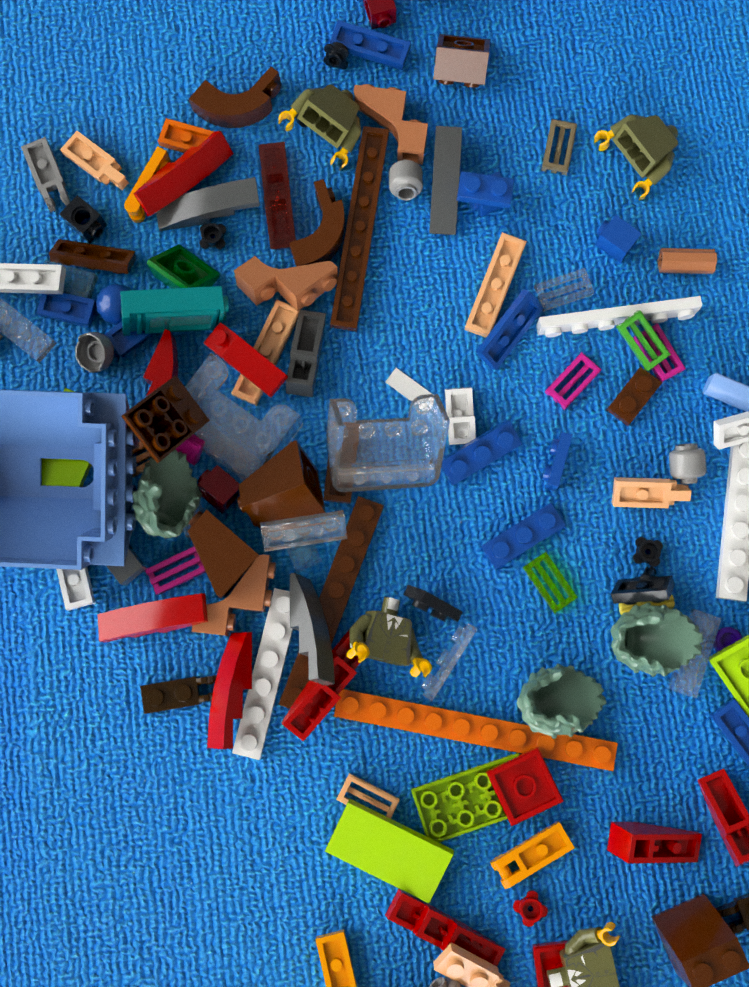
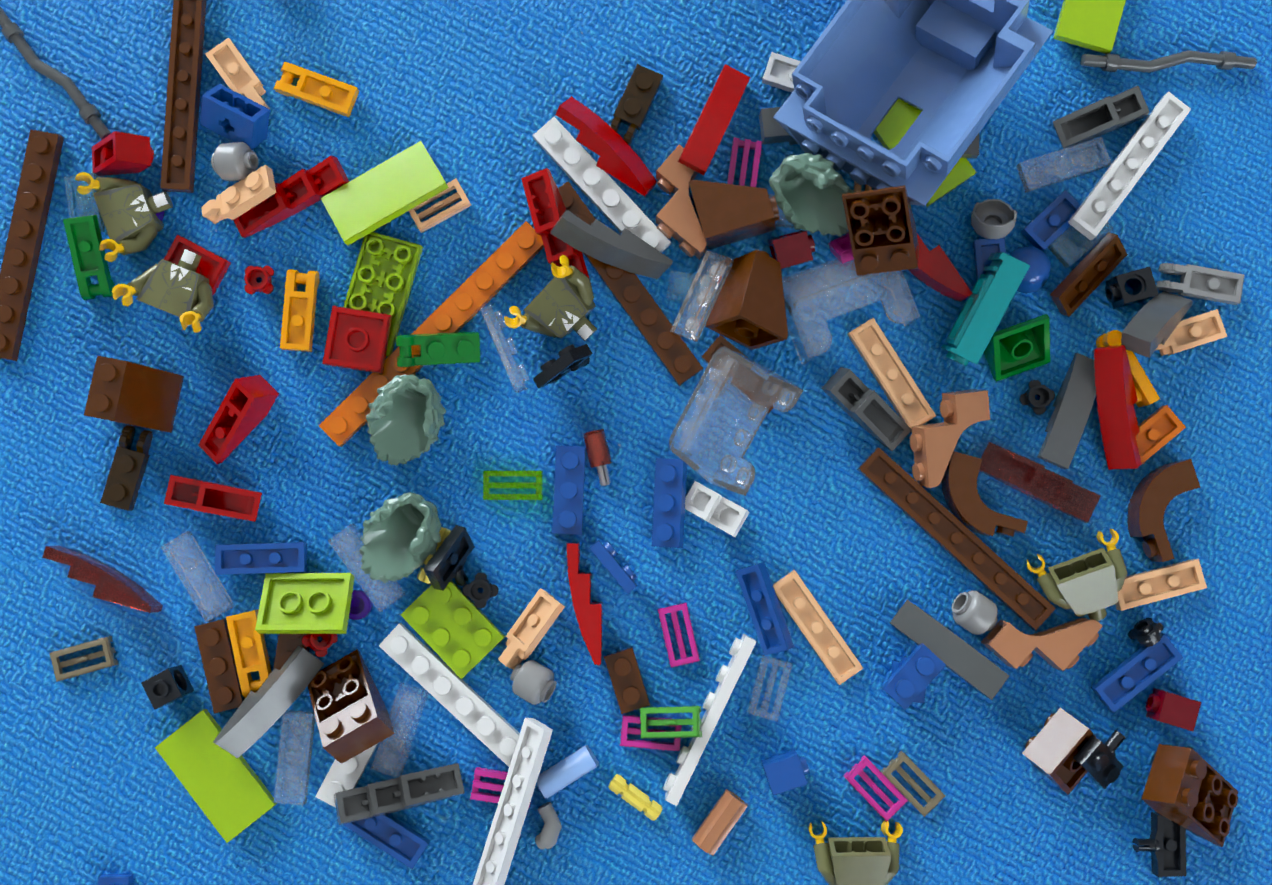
camera: 120 degrees right, 5 degrees up
(101, 183) = (1154, 323): none -> dark grey slope
(245, 359) = (895, 346): red slope -> none
(293, 65) = (1161, 584): none -> light nougat plate
(405, 385) = (772, 482): white sticker -> none
(451, 29) = (1100, 760): none -> black plate
(479, 531) = (598, 454): none -> clear red piece
(486, 714) = (439, 348): none -> green plate
(577, 190) = (858, 770): none -> dark pink tile
(604, 459) = (587, 612): none -> red slope
(691, 553) = (453, 627): none -> lime plate
(714, 333) = (635, 797): none -> light yellow axle

